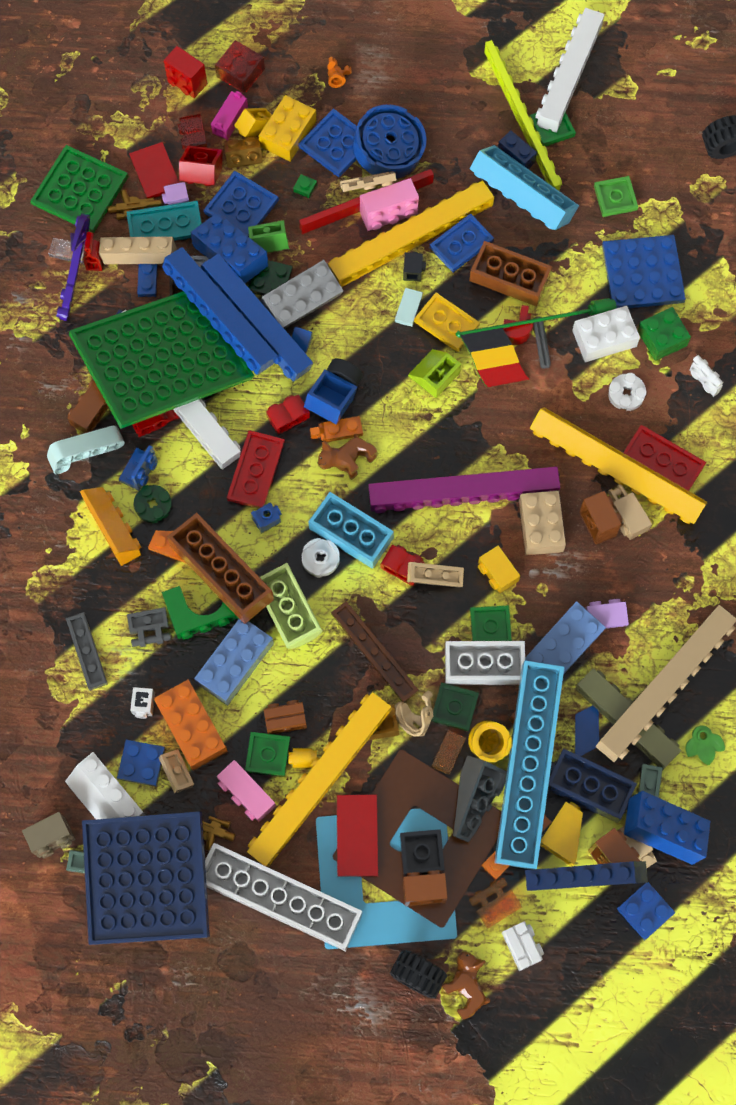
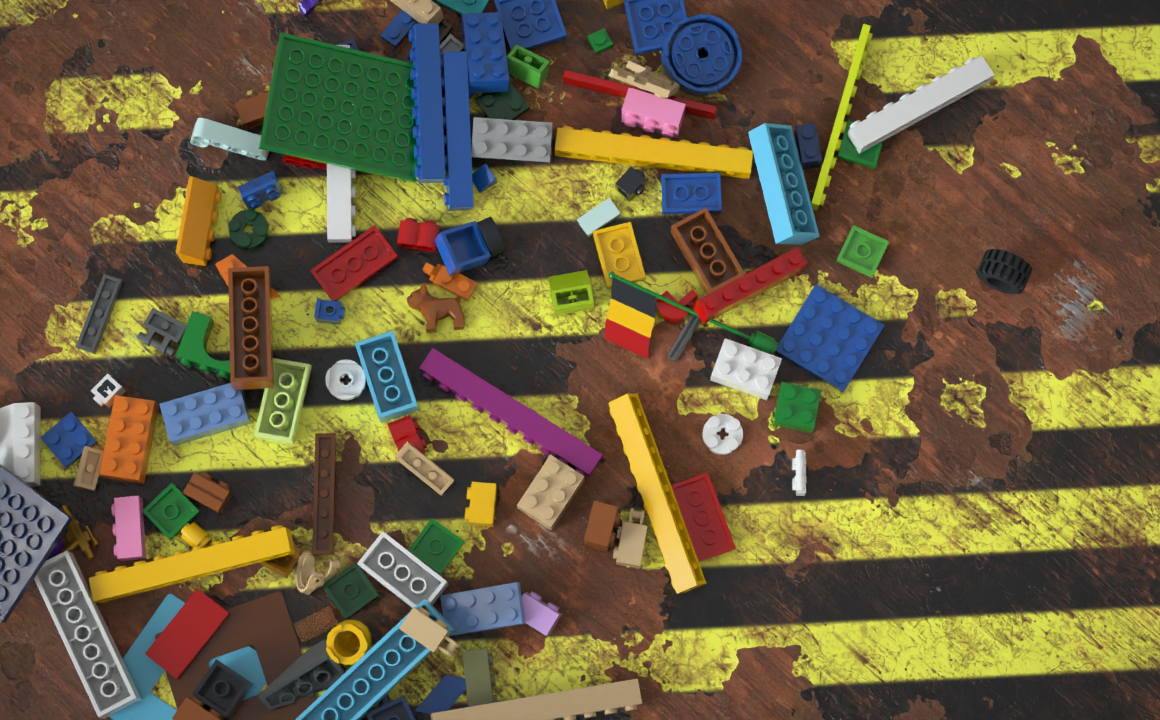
camera: 40 degrees right, 5 degrees up
(550, 679) = (428, 631): none -> tan brick
(561, 272) = (750, 285): none -> red brick

